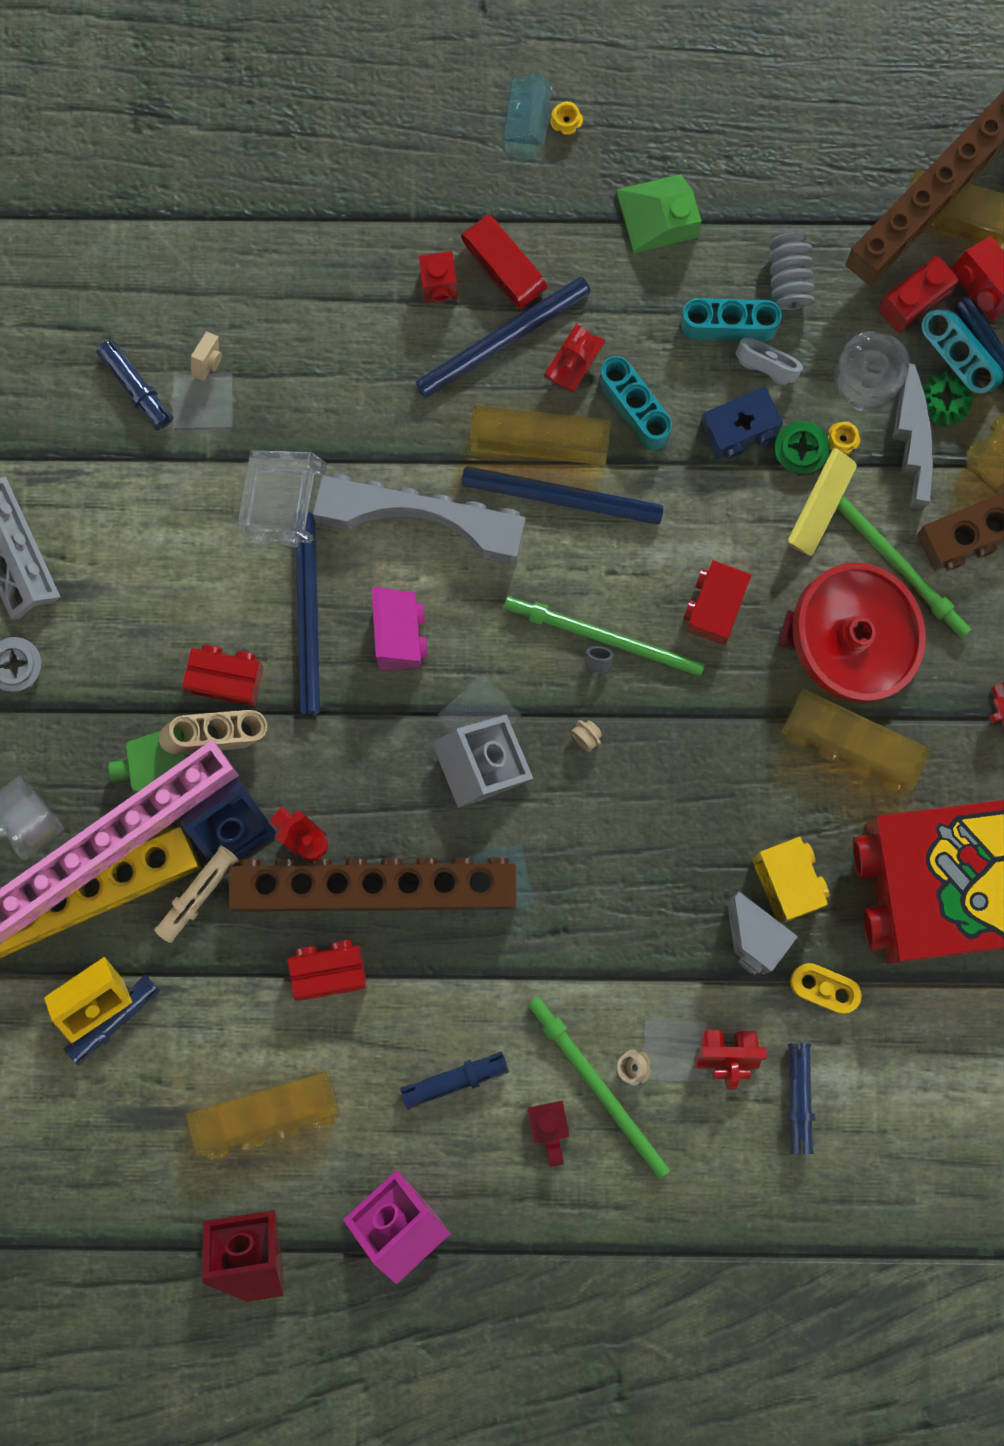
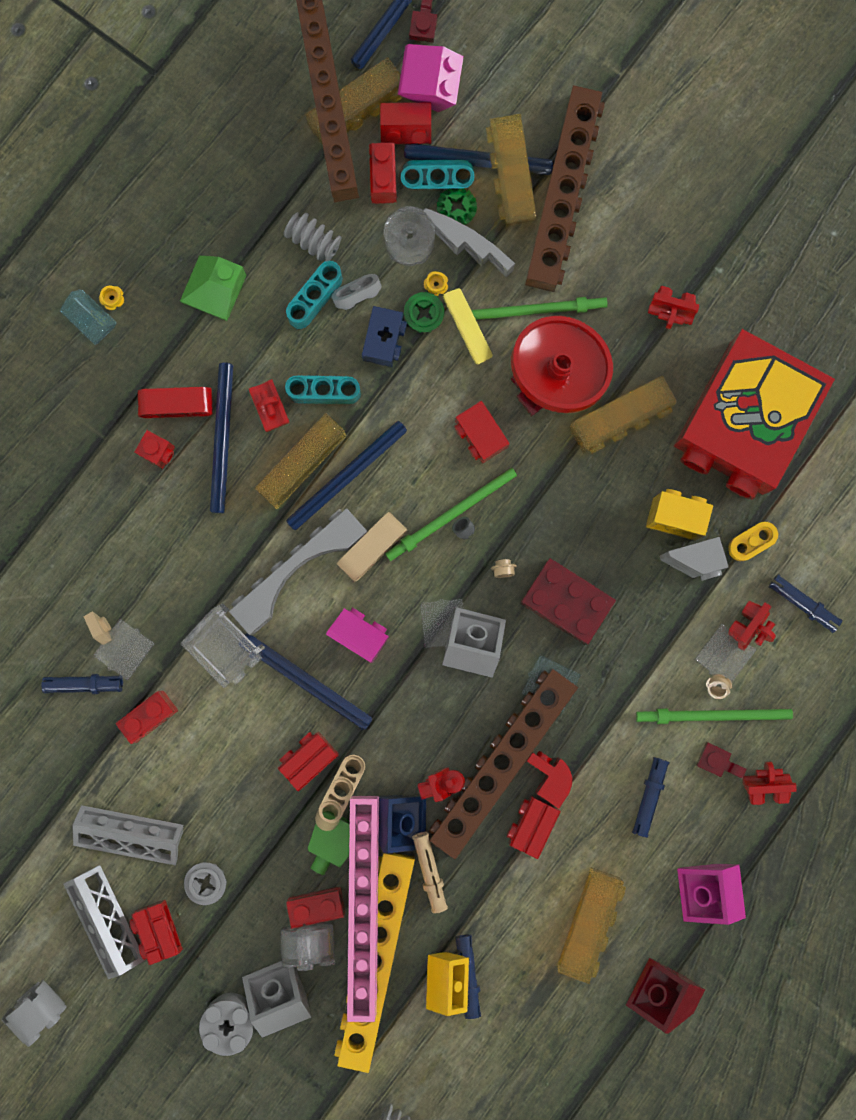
camera: 55 degrees left, 5 degrees up
(69, 796) = (315, 907): none -> red brick
(147, 474) = (146, 717): none -> red brick
(399, 961) = (558, 778): none -> red brick
(504, 576) = (372, 546): none -> tan beam
(569, 1201) = (769, 781): none -> red hips
(602, 829) = (568, 601): none -> dark red brick

